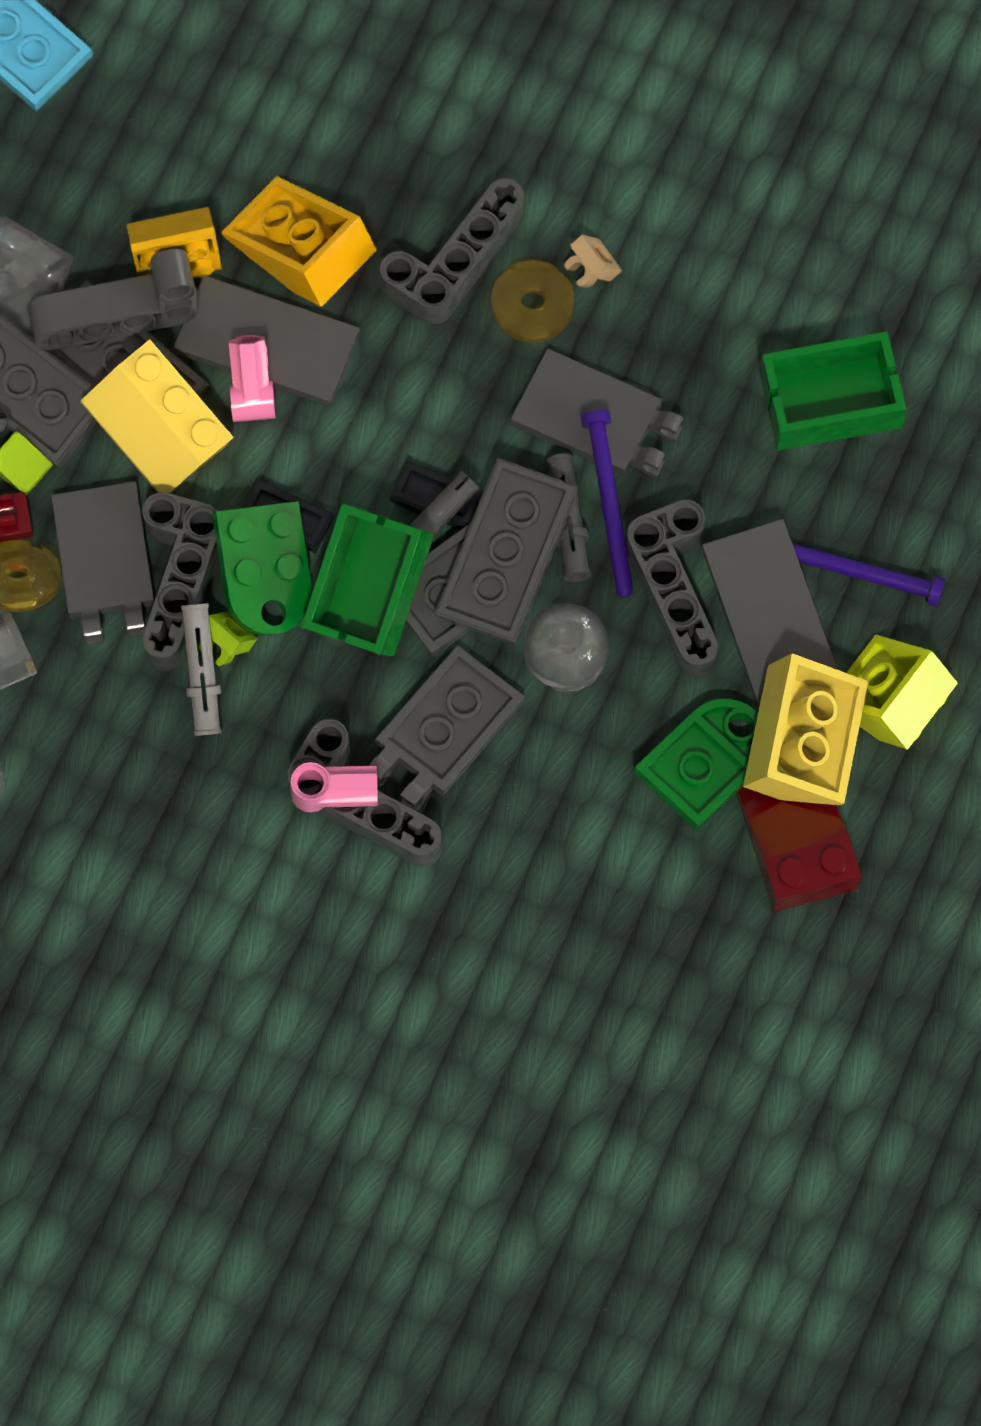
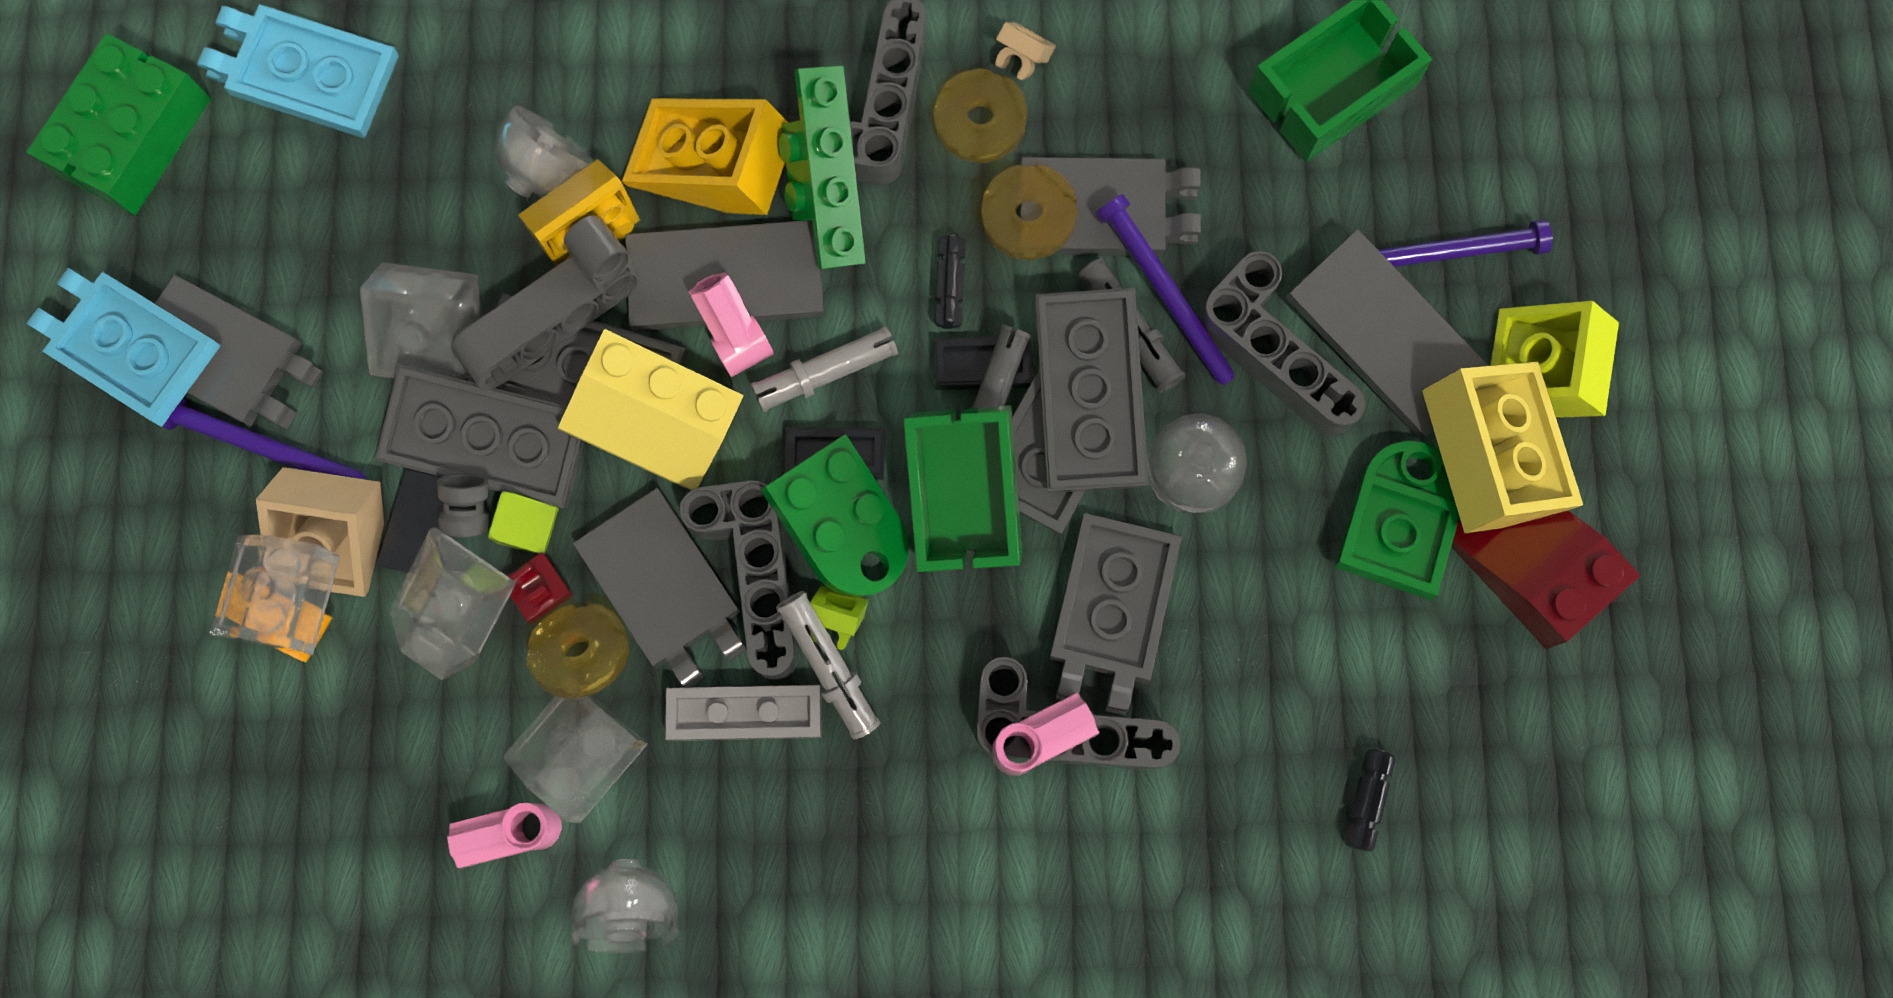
camera: 25 degrees left, 5 degrees up
(121, 679) = (743, 713): none -> light grey plate
(163, 183) = (535, 154): none -> clear cylinder
(308, 446) = (824, 369): none -> light grey pin
(380, 289) = (823, 167): none -> bracket
(441, 421) = (949, 281): none -> black axle
(530, 416) = (1029, 238): none -> clear yellow tile
(571, 959) = (1370, 800): none -> black axle

